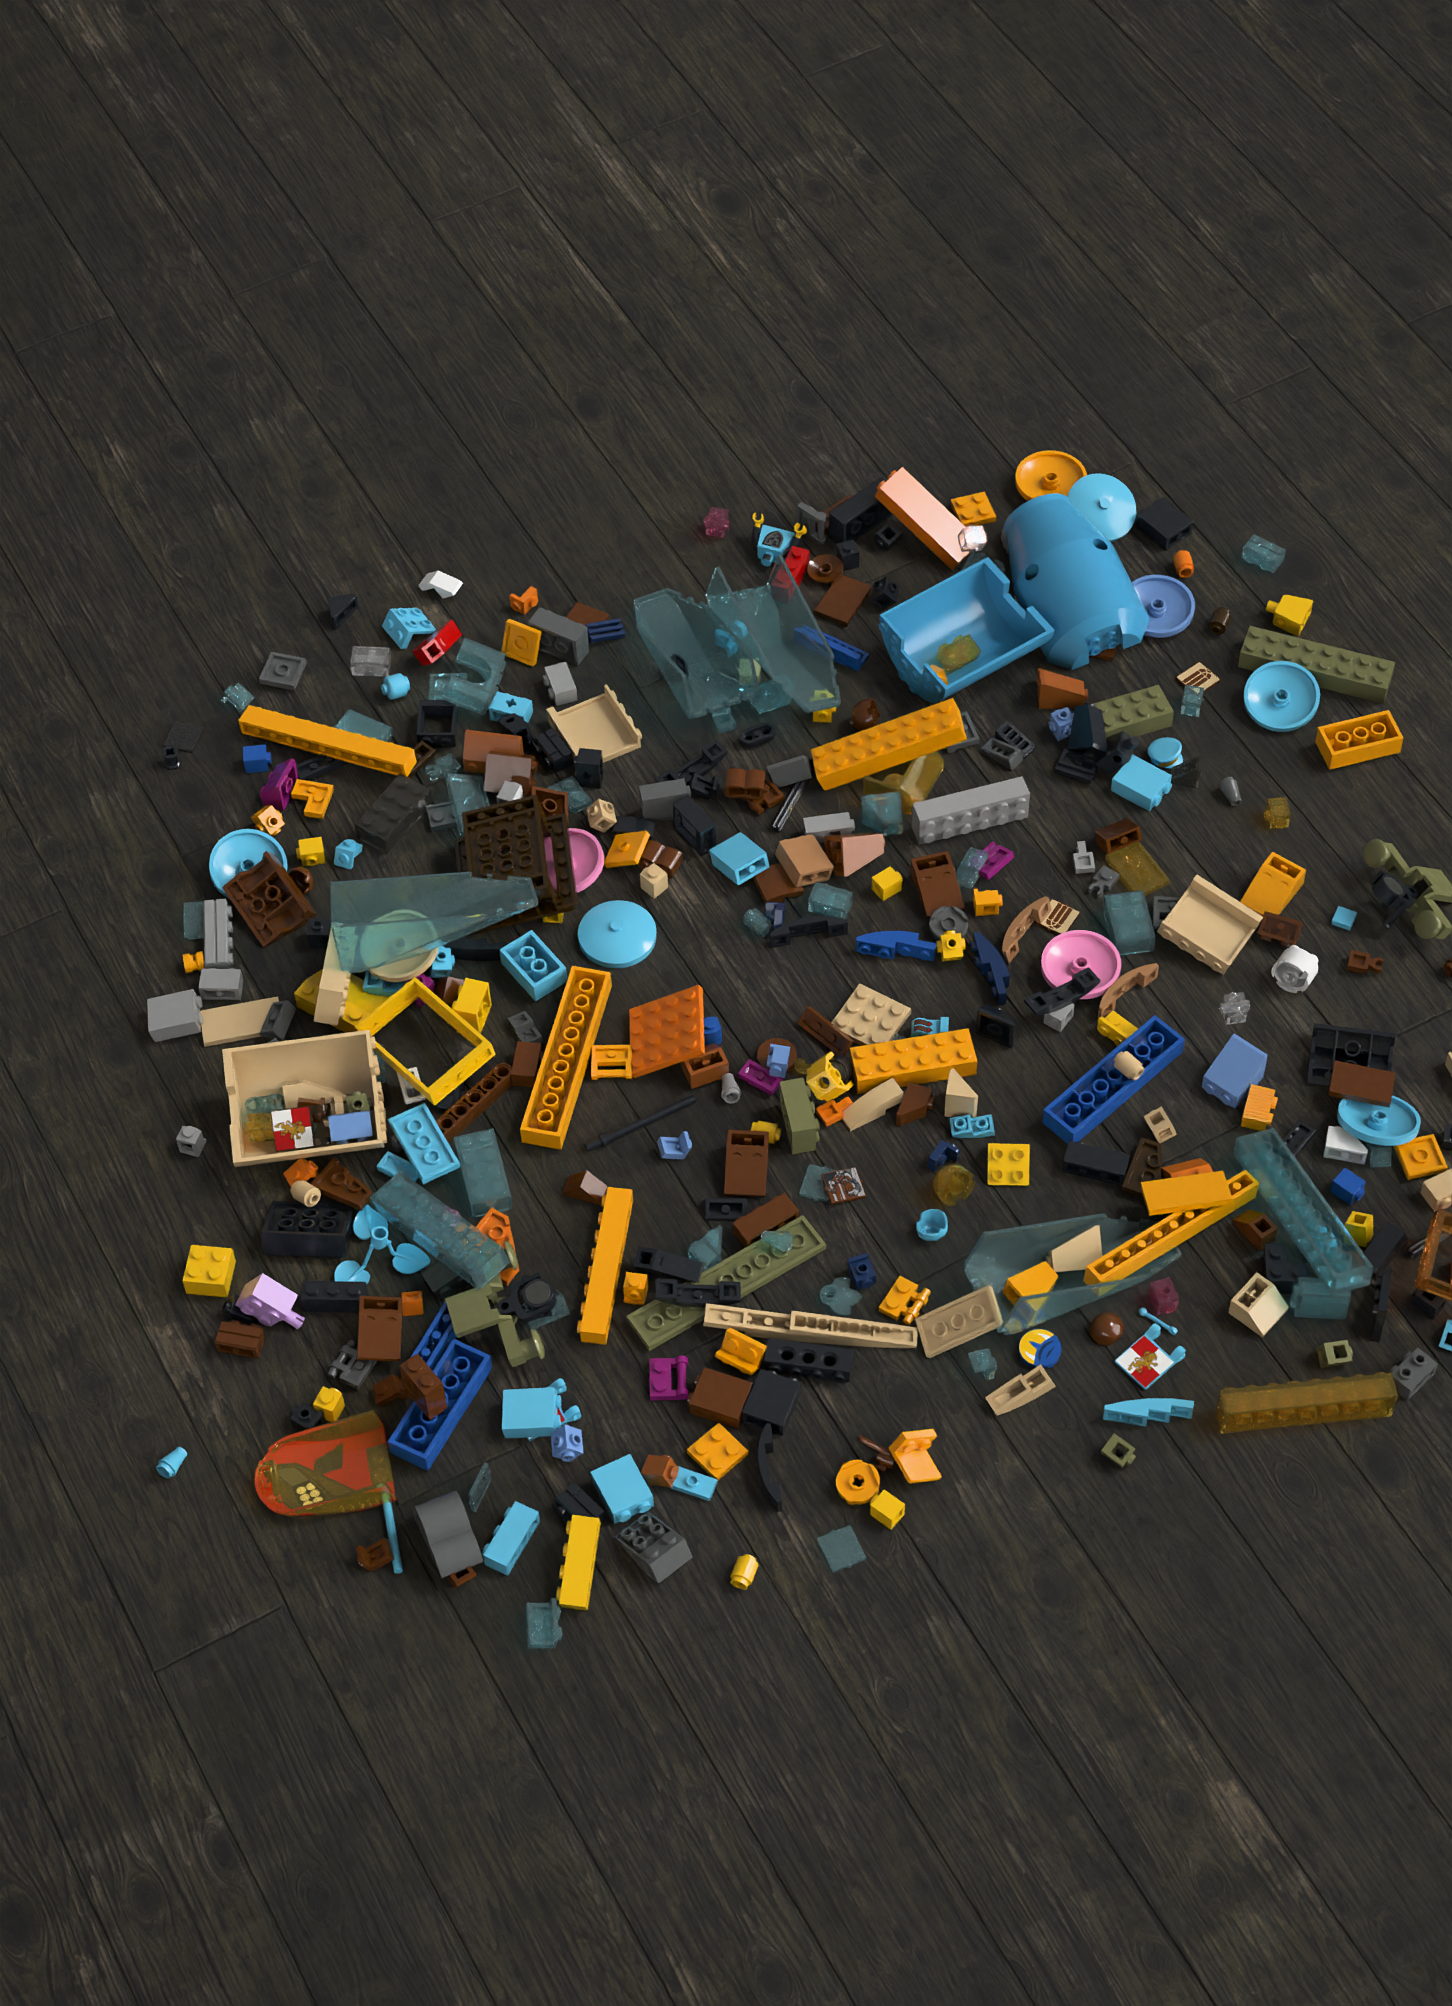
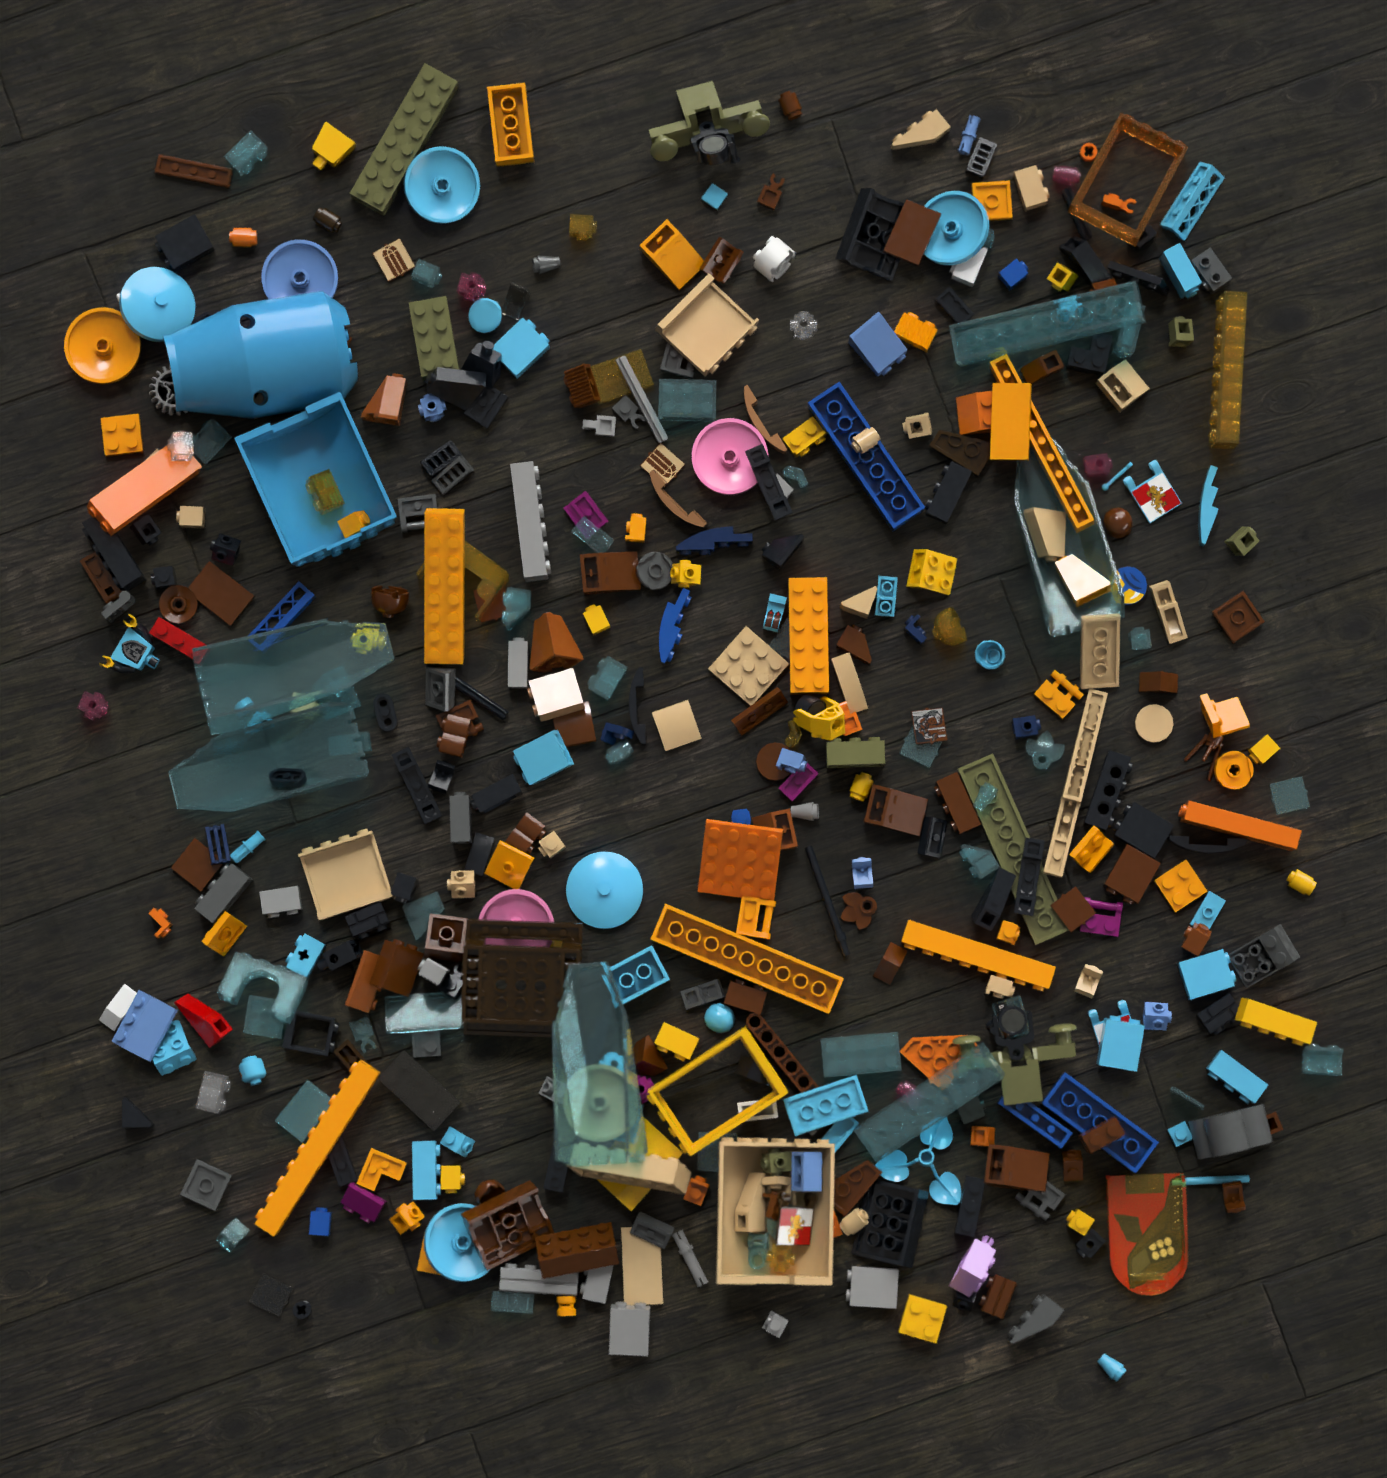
camera: 80 degrees left, 30 degrees up
(222, 1376) = (1041, 1316): none -> dark grey slope
(238, 1222) = (872, 1287): none -> light grey brick
(249, 954) = (576, 1250): none -> reddish brown brick
(328, 826) = (425, 1170): none -> medium azure brick
(426, 597) = (144, 1025): none -> medium blue slope
(437, 1489) = (1180, 1134): none -> medium azure plate
(504, 1048) = (719, 1018): none -> medium azure hair
(574, 1289) = (999, 987): none -> tan brick
(595, 1374) = (1088, 980): none -> tan bracket
(607, 654) = (247, 847): none -> medium azure axle
(636, 1150) = (855, 909): none -> reddish brown plate
(671, 1344) = (1073, 909): none -> reddish brown piece
(794, 1493) = (1239, 825): none -> orange brick
(795, 966) = (676, 725): none -> tan slope
(893, 1397) = (1154, 723): none -> tan tile
(909, 566) = (191, 517): none -> tan brick
(940, 1396) = (1158, 682): none -> reddish brown slope
(1031, 1461) = (1238, 617): none -> reddish brown plate
(1080, 1028) = (797, 474): none -> clear light blue arm
(1119, 884) = (641, 399): none -> light grey axle
(1190, 734) = (467, 281): none -> clear pink brick
(1234, 523) = (193, 171): none -> reddish brown tile
(1401, 1338) = (1180, 271): none -> medium azure brick

